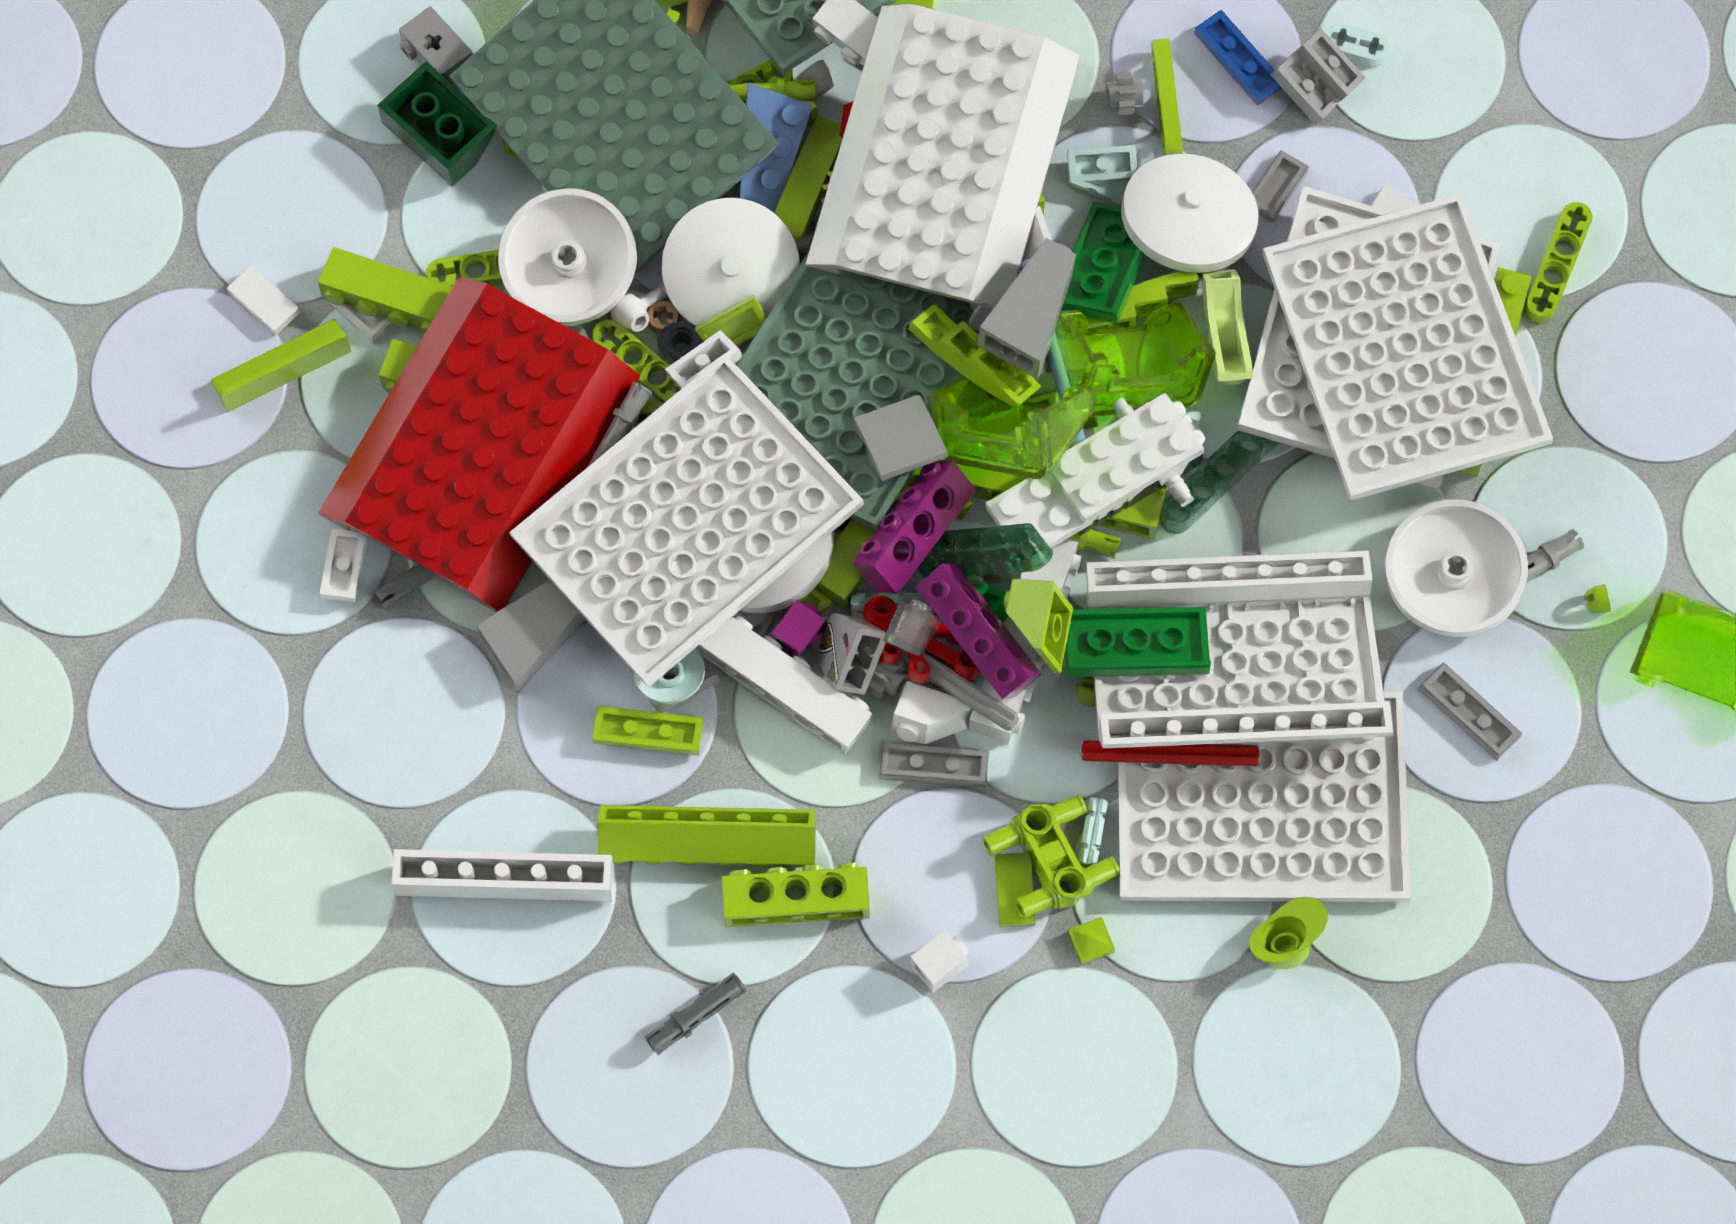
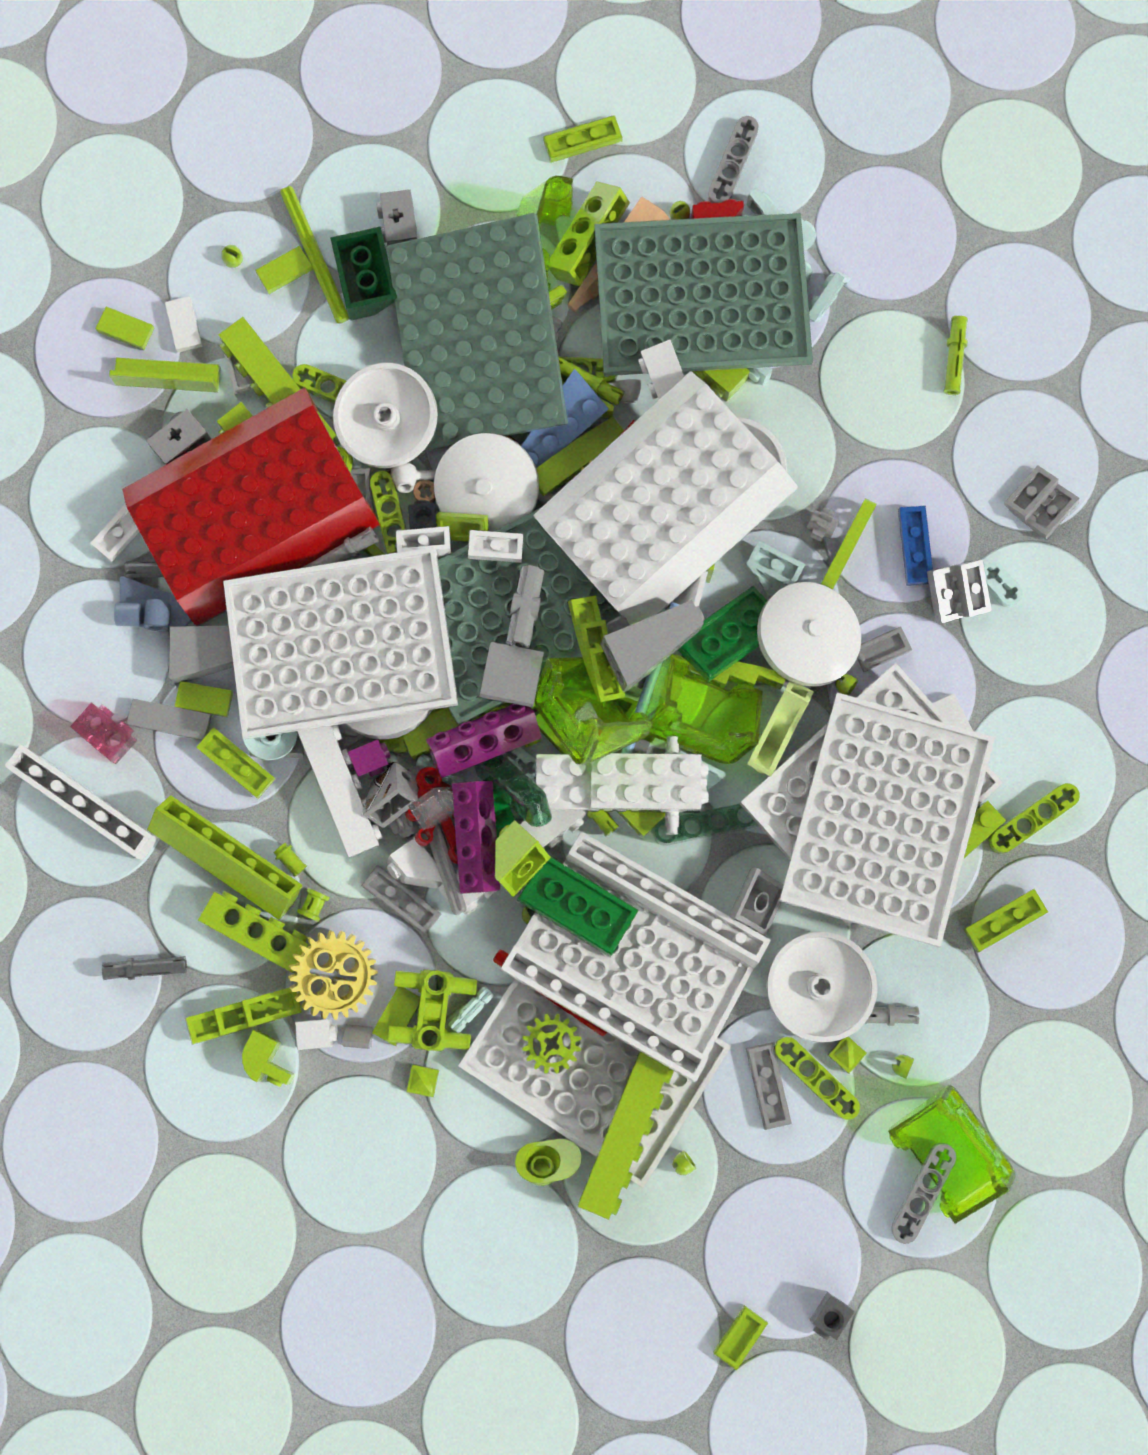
camera: 30 degrees right, 10 degrees up
(197, 343) = (124, 328): none -> lime tile
(269, 200) = (228, 259): none -> lime hinge
(339, 176) = (284, 269): none -> lime tile
(342, 405) = (187, 428): none -> light grey brick
(363, 140) = (314, 254): none -> lime axle
(431, 625) = (147, 607): none -> sand blue panel
(473, 798) = (101, 736): none -> clear pink brick
(538, 732) = (168, 719): none -> light grey tile
(563, 686) = (204, 699): none -> lime tile
(779, 796) = (289, 859): none -> lime pin
(788, 318) = (495, 546): none -> white plate
(840, 827) = (313, 904): none -> lime bush
(842, 995) = (242, 1015): none -> lime slope
(866, 359) = (525, 606): none -> light grey piece
(894, 1032) = (258, 1058): none -> lime brick
(927, 915) = (338, 950): none -> light yellow gear
(988, 939) = (357, 1036): none -> light grey slope
(1222, 803) = (562, 1050): none -> lime gear
(1262, 240) = (847, 685): none -> lime hinge
(1324, 519) = (757, 901): none -> light grey slope
(1352, 847) = (624, 1136): none -> lime brick
(1436, 848) = (683, 1163): none -> lime hinge
(1516, 664) = (814, 1080): none -> lime beam
(1530, 625) = (847, 1054): none -> lime tile
(1601, 384) = (1005, 920): none -> lime plate
(1623, 992) = (740, 1337): none -> lime tile
(1708, 890) = (828, 1304): none -> dark grey brick
(1716, 716) = (918, 1190): none -> light grey beam

